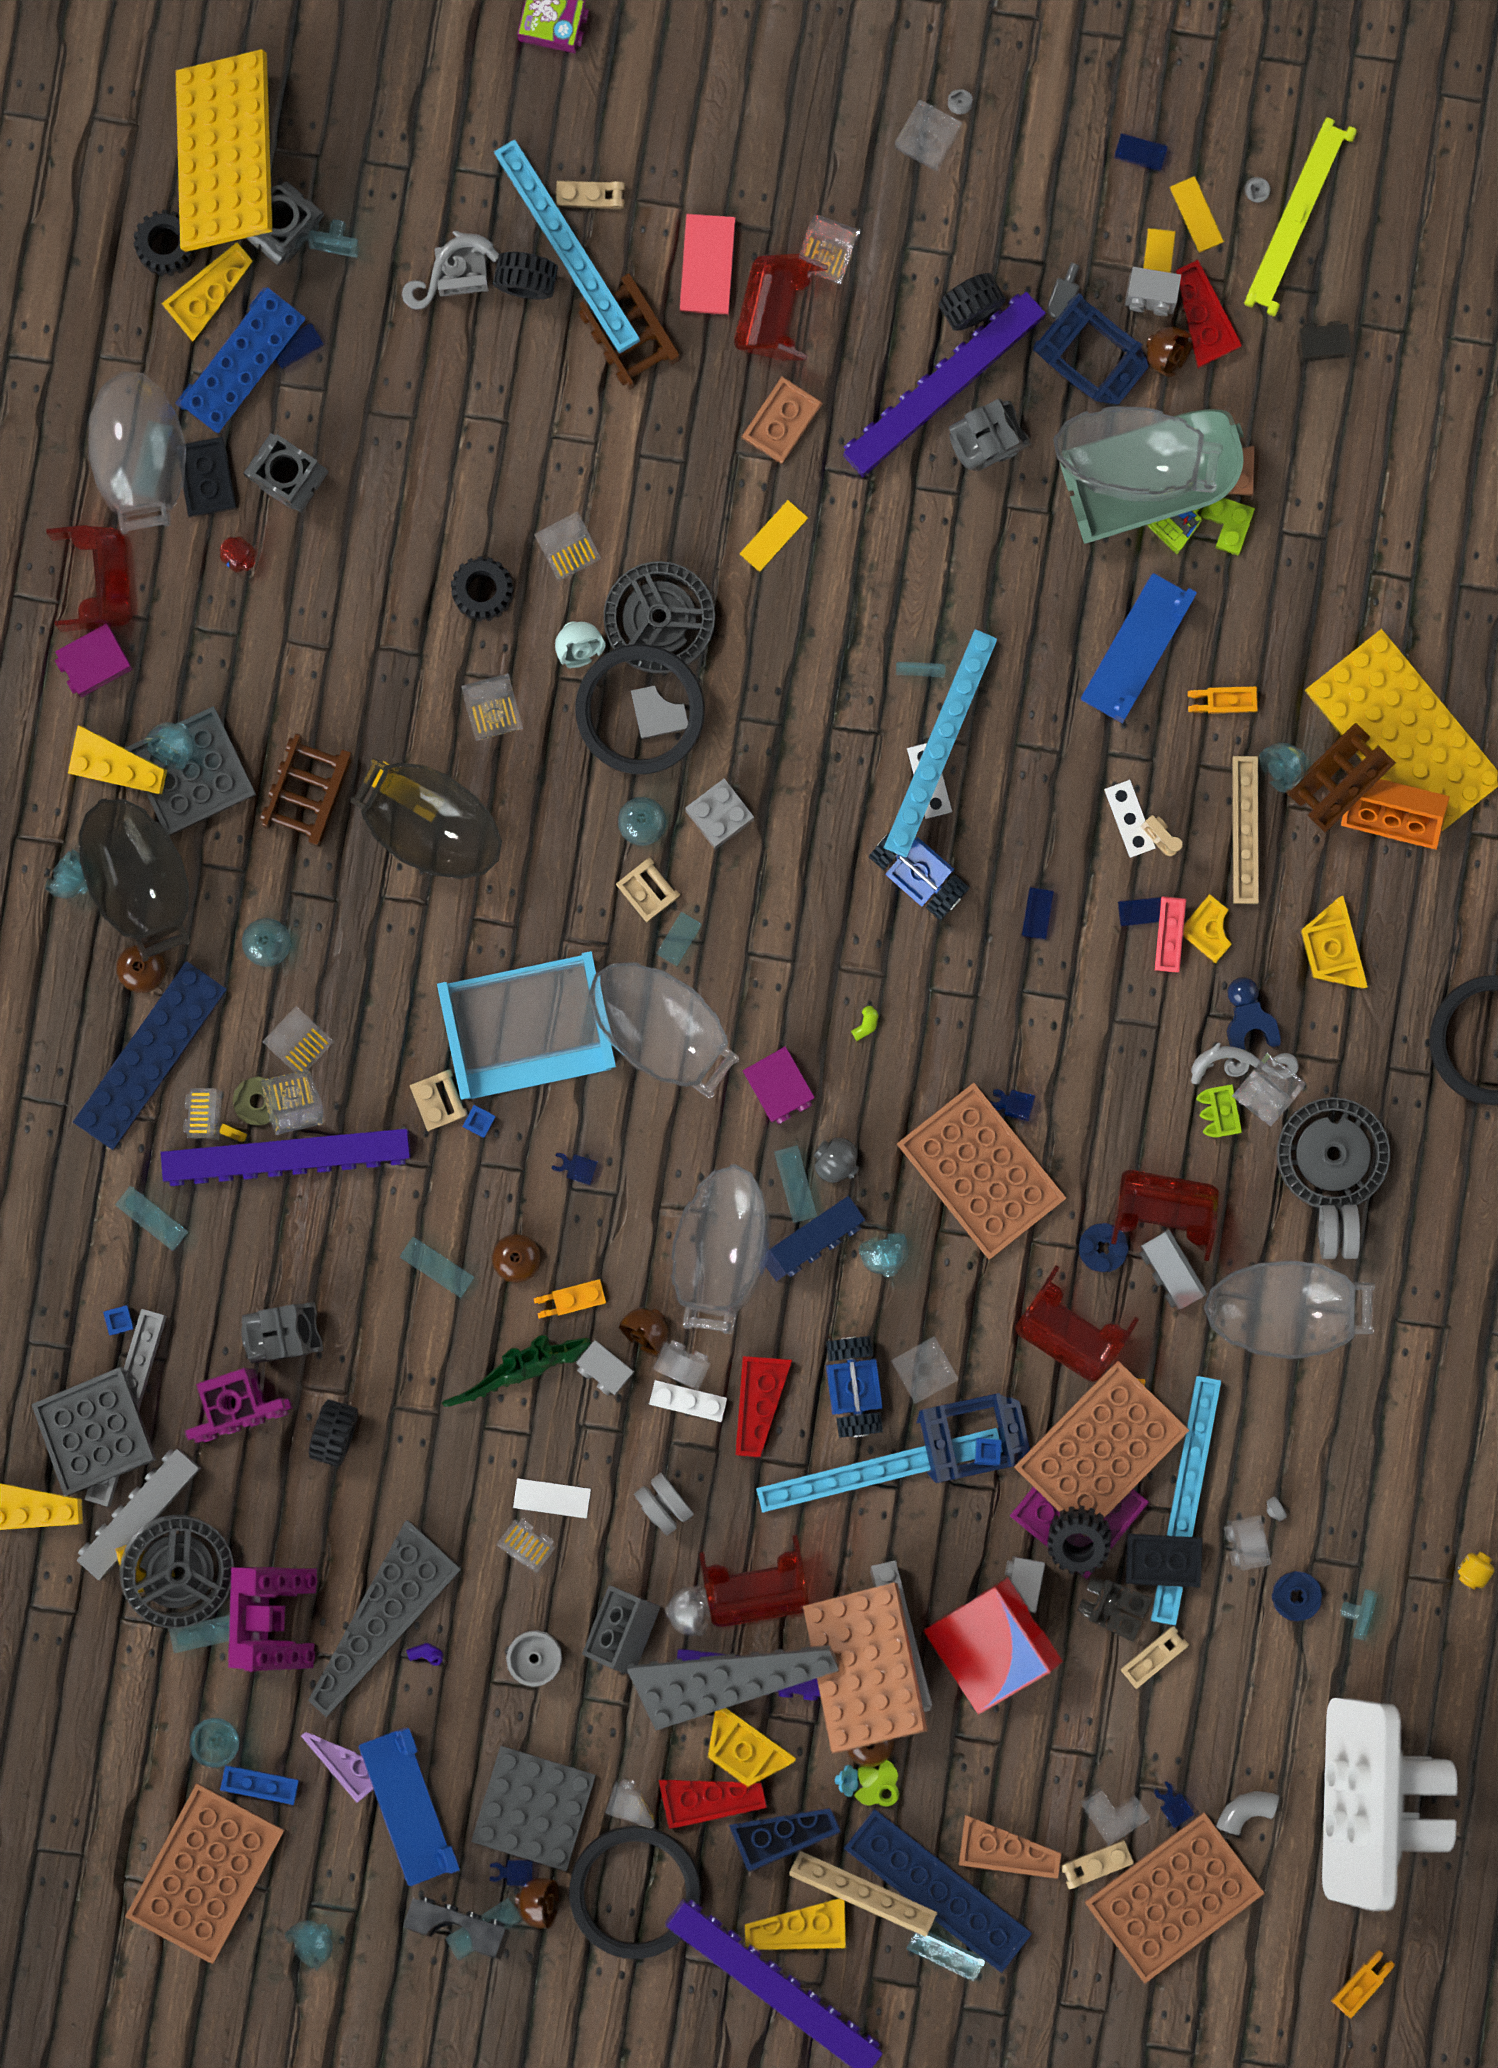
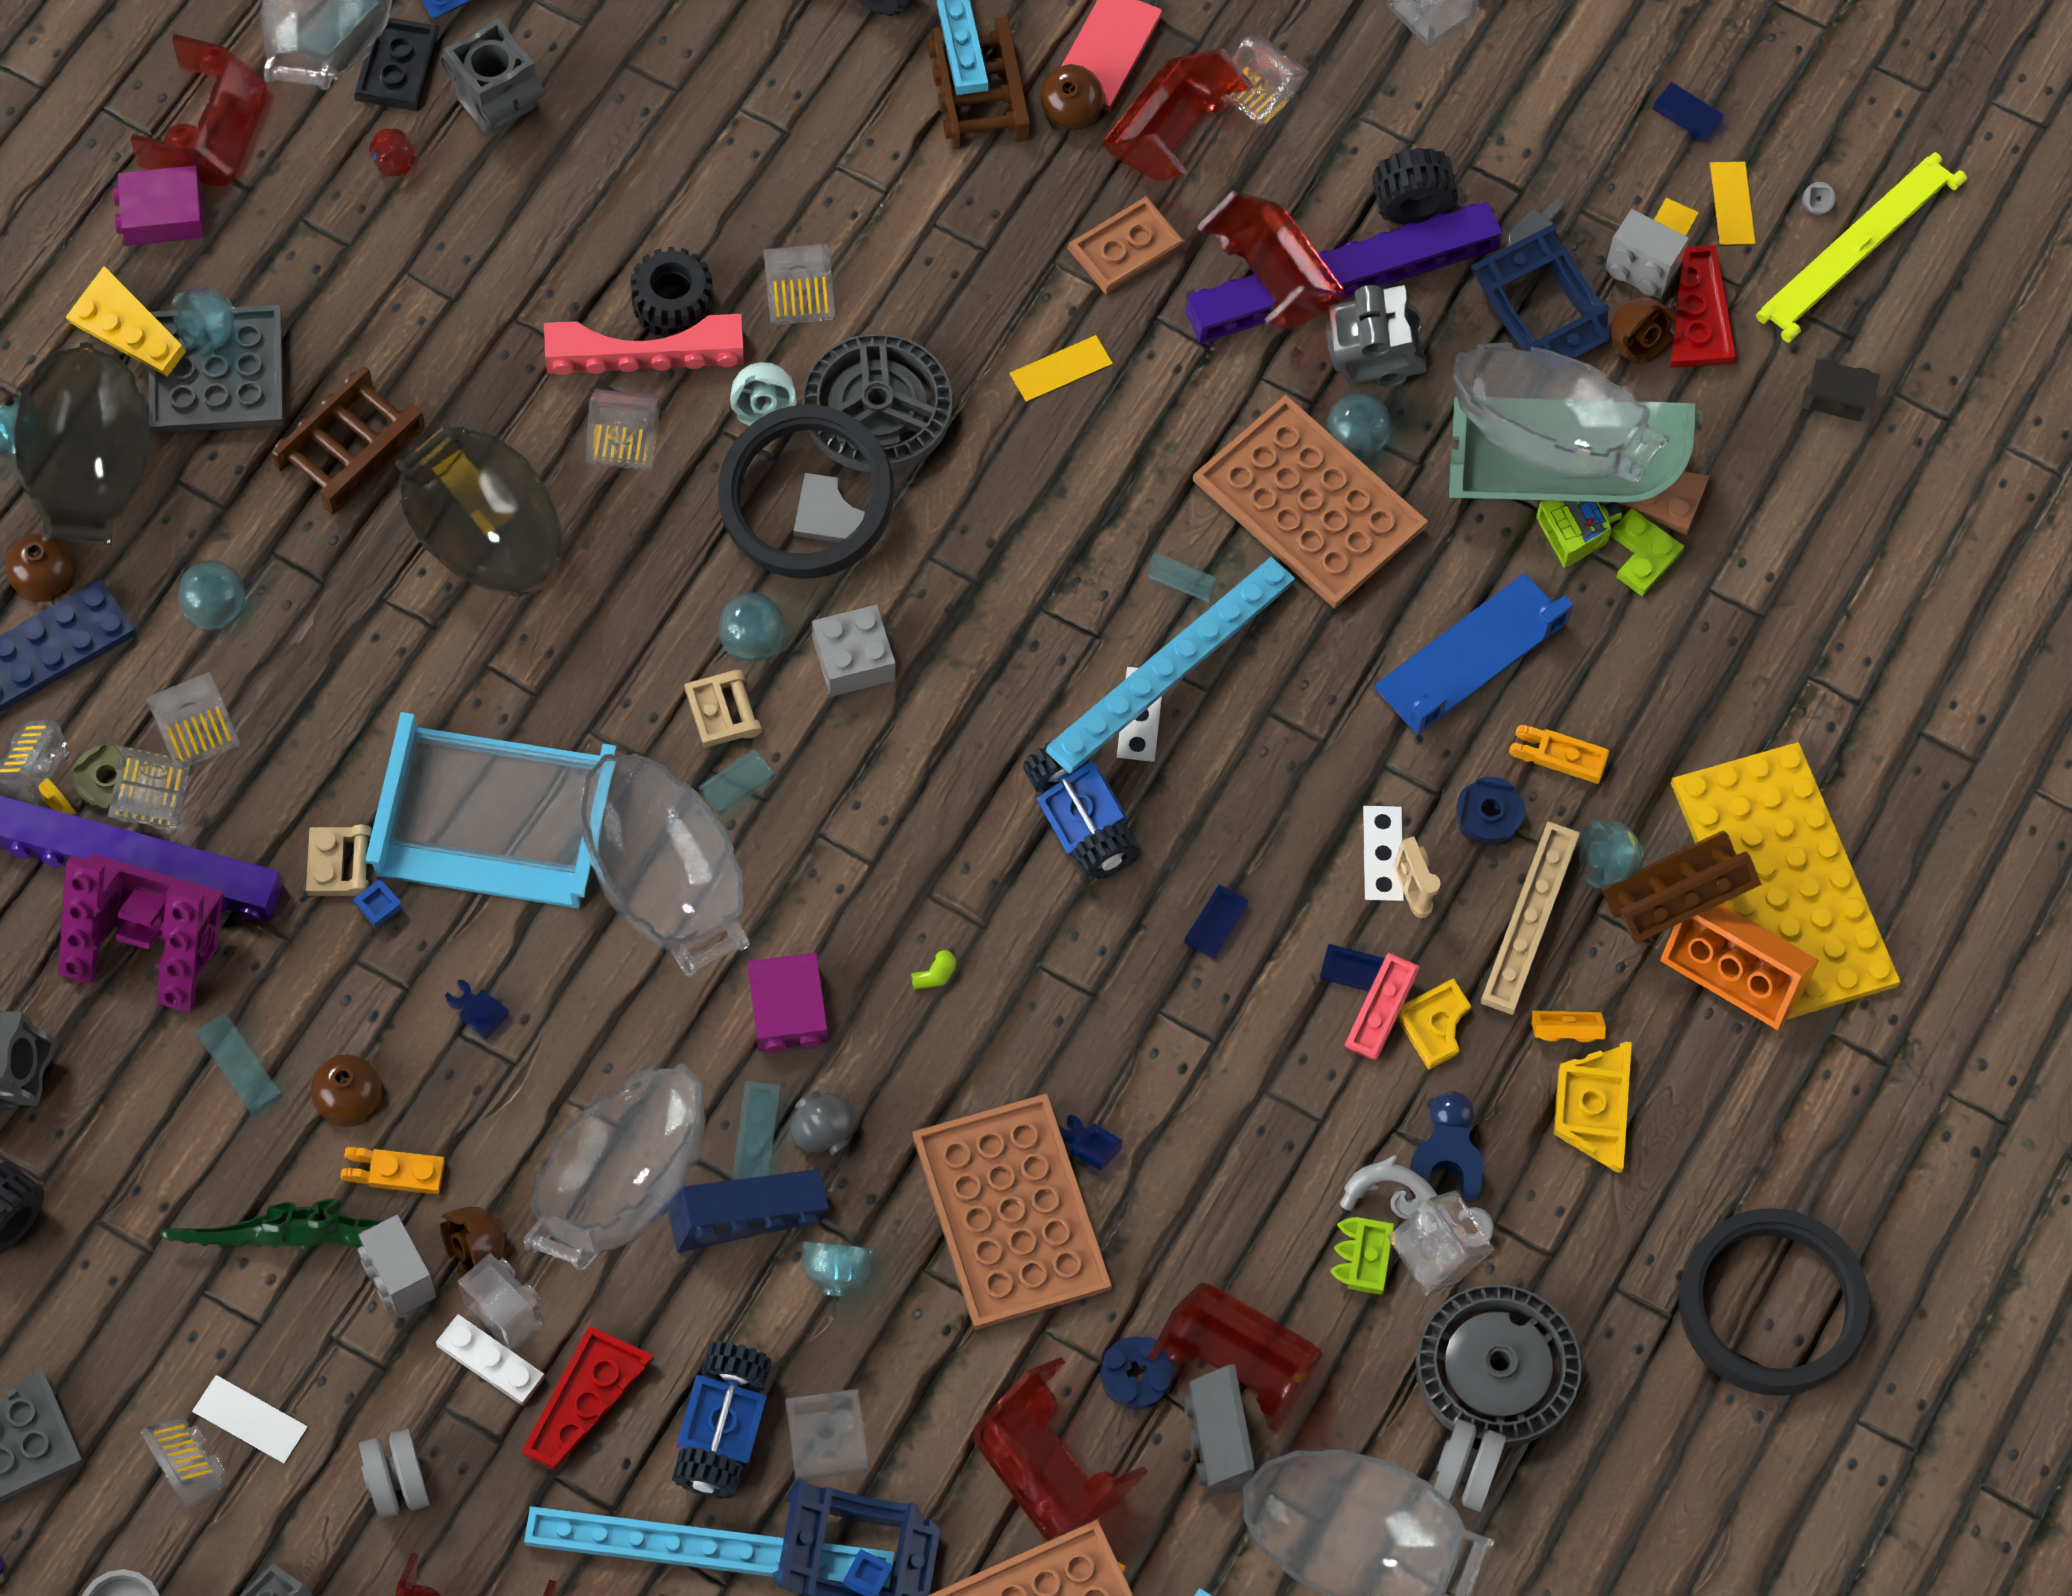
camera: 15 degrees right, 20 degrees down
(333, 1190) = (146, 908): none -> magenta piece
(525, 615) = (709, 343): none -> coral arch
(702, 306) = (1074, 109): none -> reddish brown cylinder
(903, 402) = (1277, 255): none -> clear red windscreen
(985, 574) = (1310, 501): none -> nougat plate
(994, 512) = (1360, 424): none -> clear light blue cylinder
(1199, 750) = (1486, 829): none -> dark blue plate
(1297, 898) = (1563, 1024): none -> light orange plate

